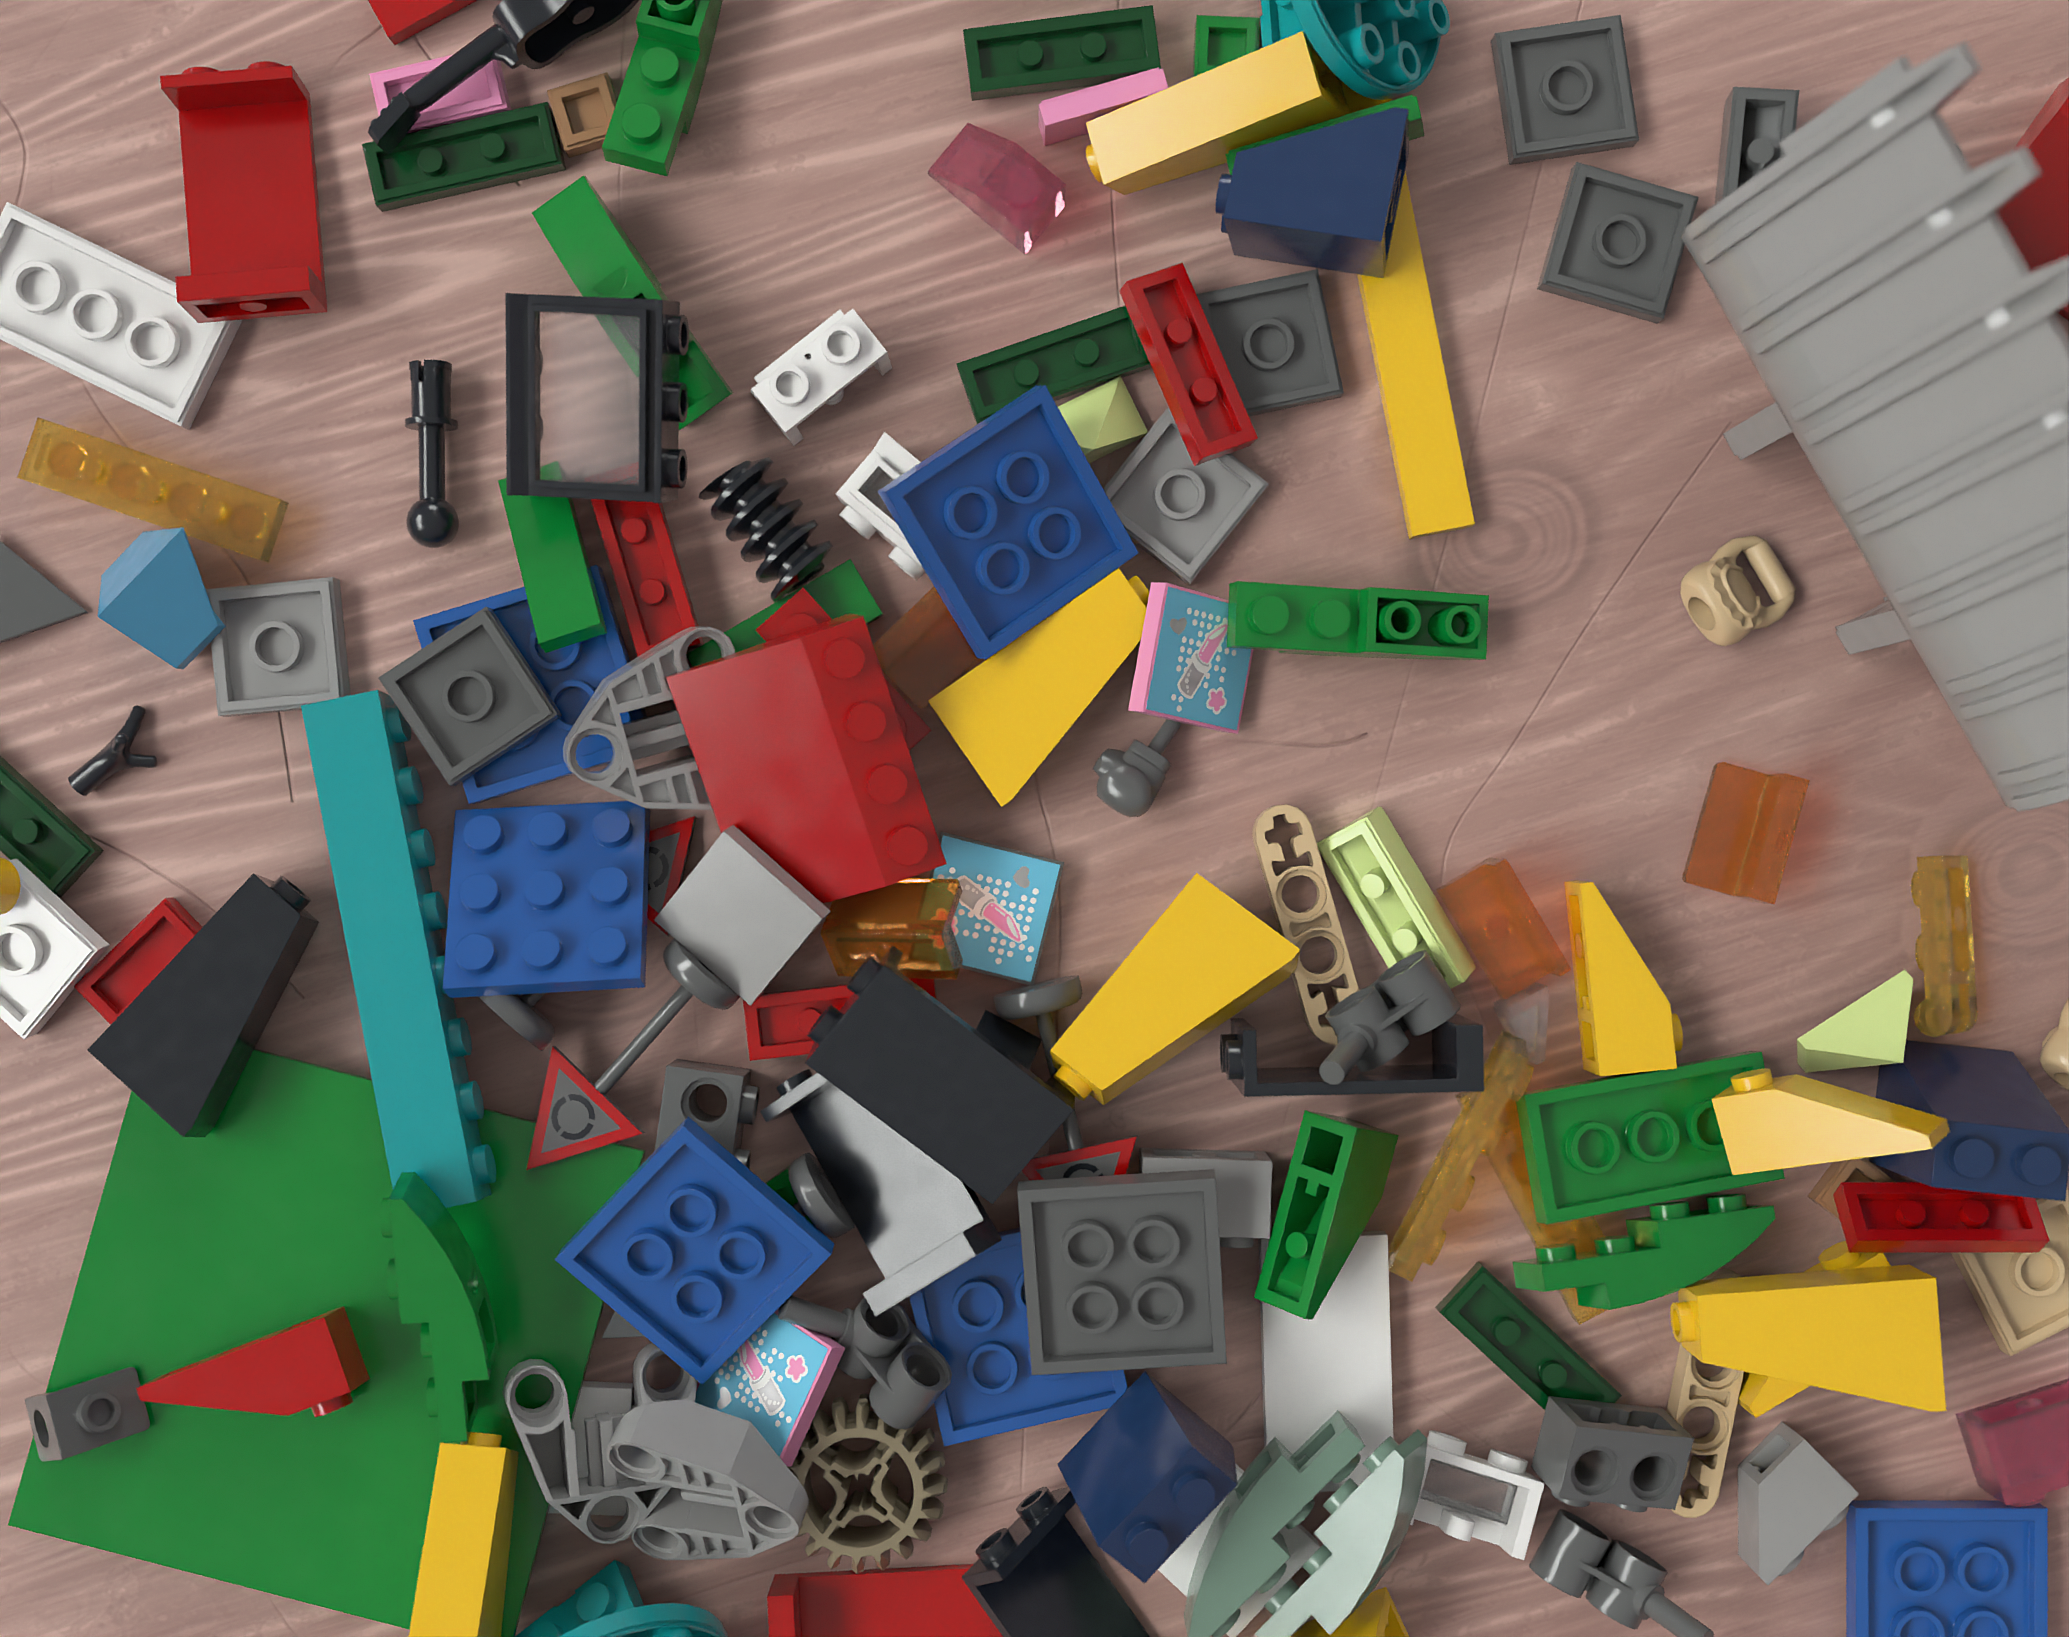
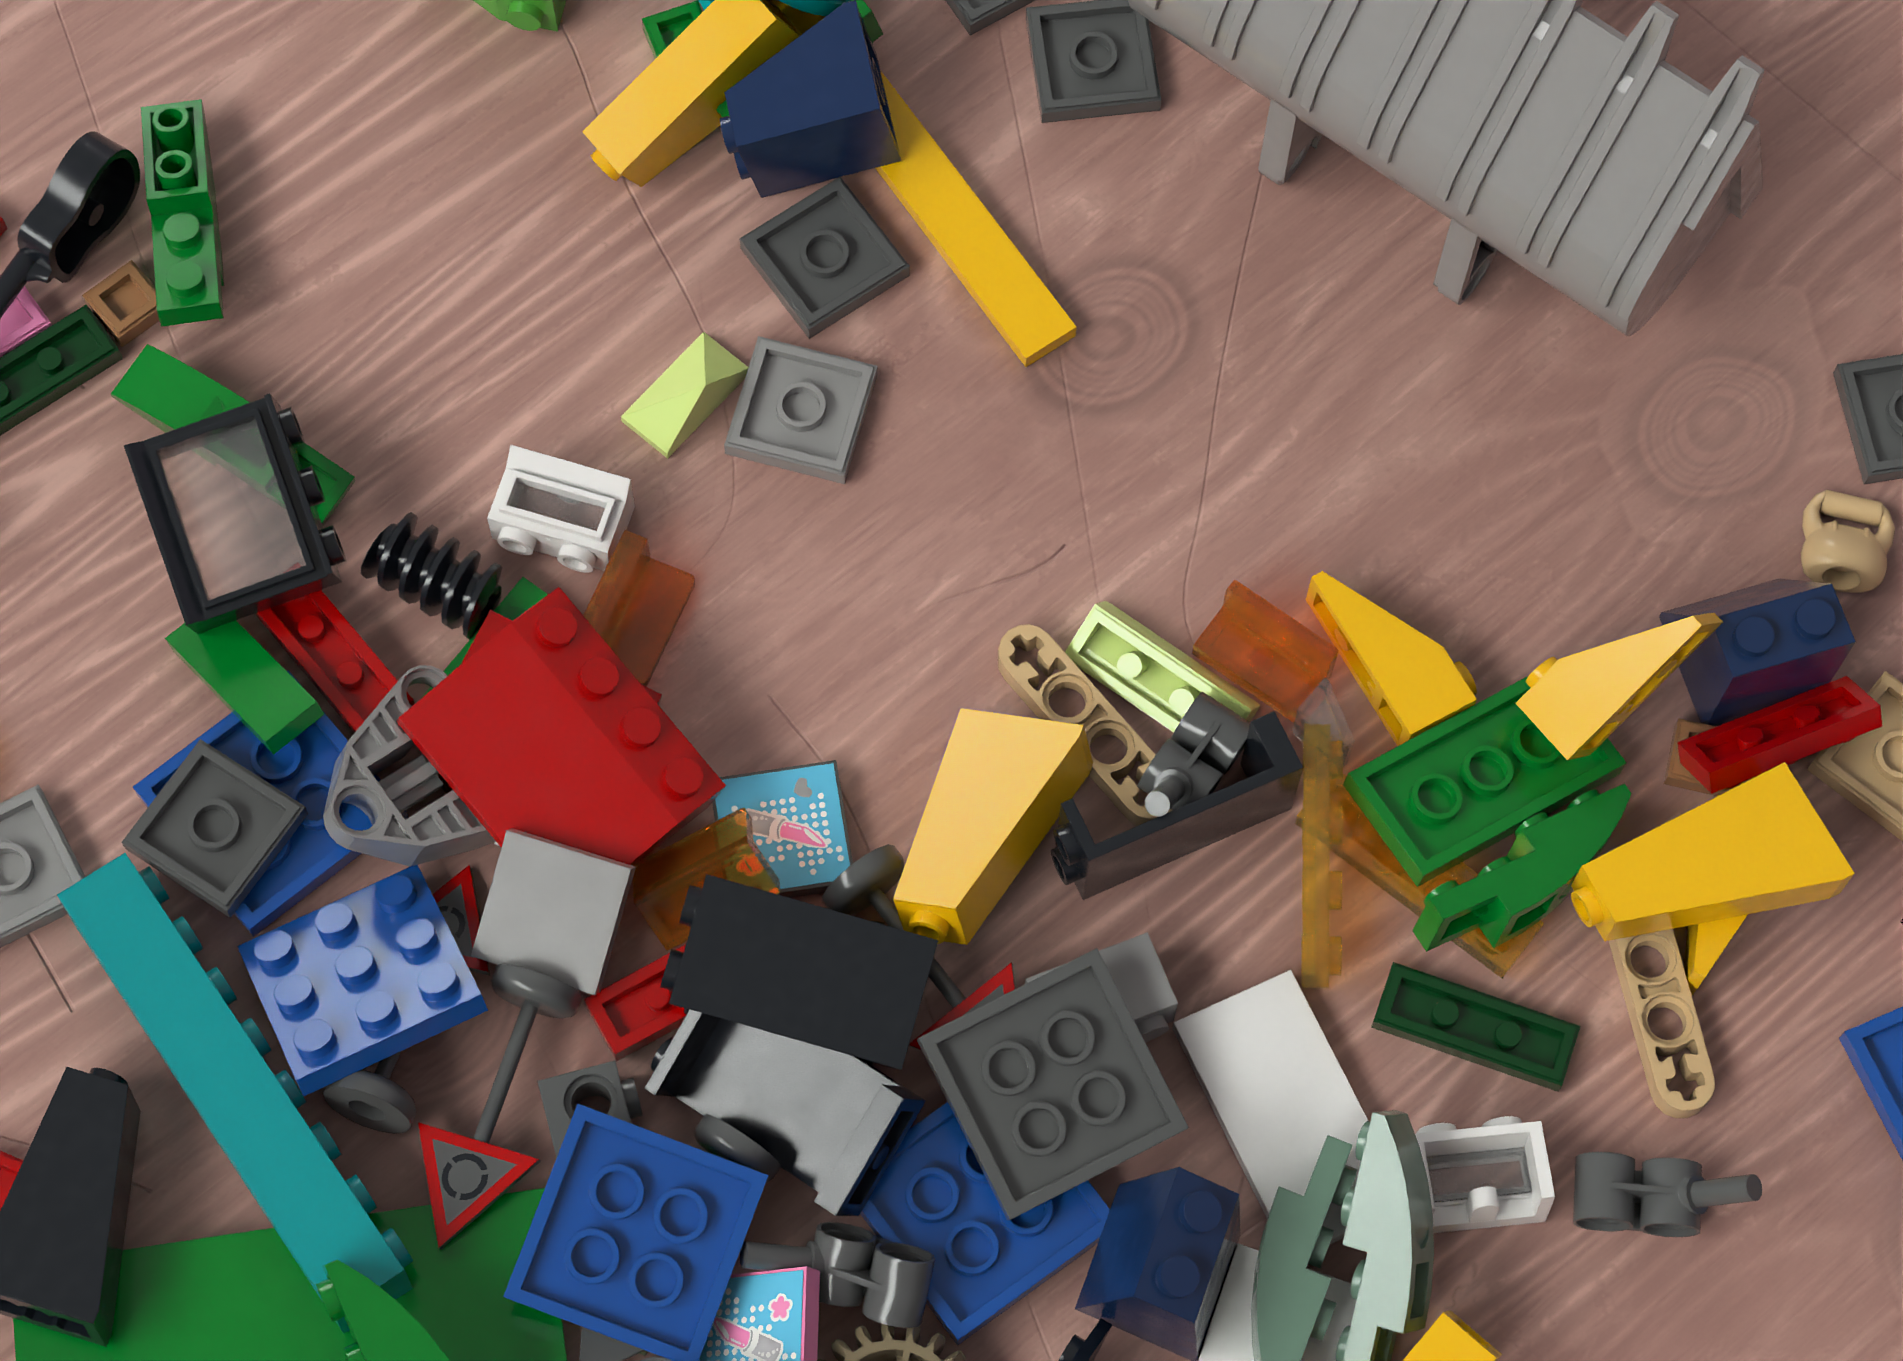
camera: 25 degrees left, 20 degrees down
(431, 519) = (115, 695): black pin -> none
(818, 371) = (425, 425): white window -> none
(1000, 184) = (528, 215): clear pink slope -> none
(1009, 521) = (657, 472): blue plate -> none
(1036, 688) = (742, 617): yellow slope -> none
(1060, 52) = (535, 91): dark green plate -> none
(1062, 359) = (640, 345): dark green tile -> none
(1067, 114) = (562, 137): bright pink tile -> none
(1134, 777) = (869, 659): dark grey piece -> none
(1185, 661) = (876, 530): tile -> none
(1188, 364) = (760, 291): red plate -> none
(1323, 1209) = (1215, 953): green slope -> none
(1357, 621) = (1009, 450): green slope -> none
(1611, 1454) = (1589, 1062): dark grey brick -> none
(1724, 601) = (1327, 304): tan piece -> none
(1745, 832) = (1442, 489): clear orange panel -> none
(1786, 1502) = (1775, 1052): light grey slope -> none
(1863, 1033) = (1628, 599): yellowish green slope -> none
(1945, 945) = (1666, 507): clear yellow plate -> none

